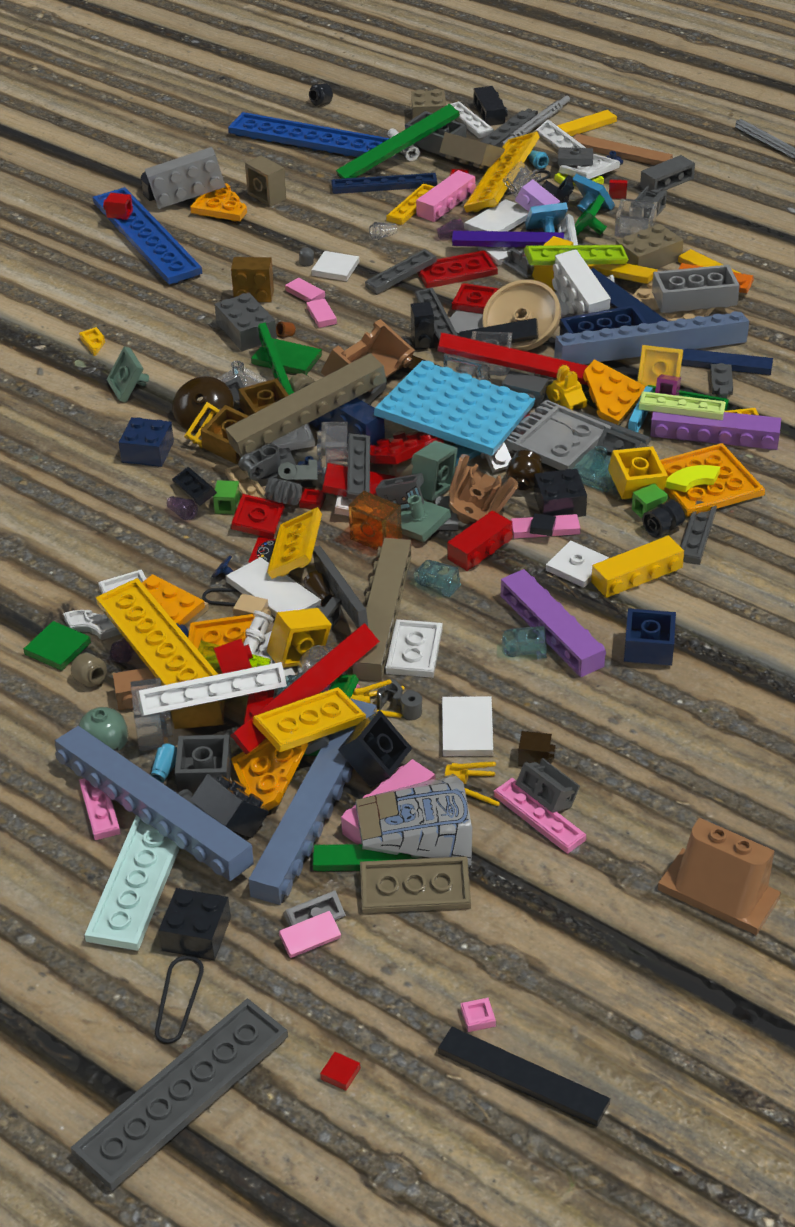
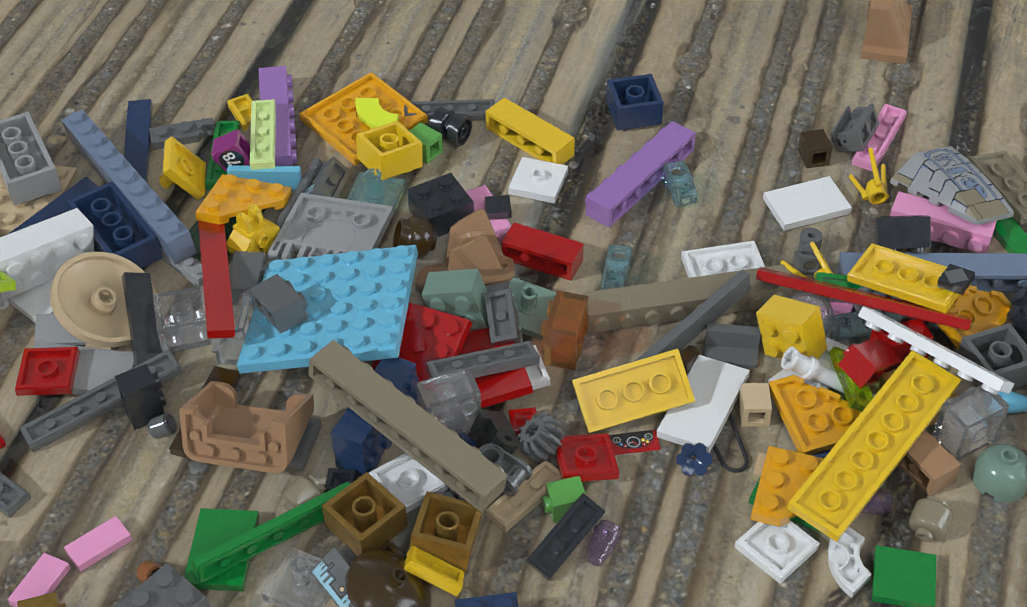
camera: 110 degrees left, 5 degrees up
(274, 727) = (956, 279): none -> black tile
(460, 373) = (279, 303): none -> dark grey brick

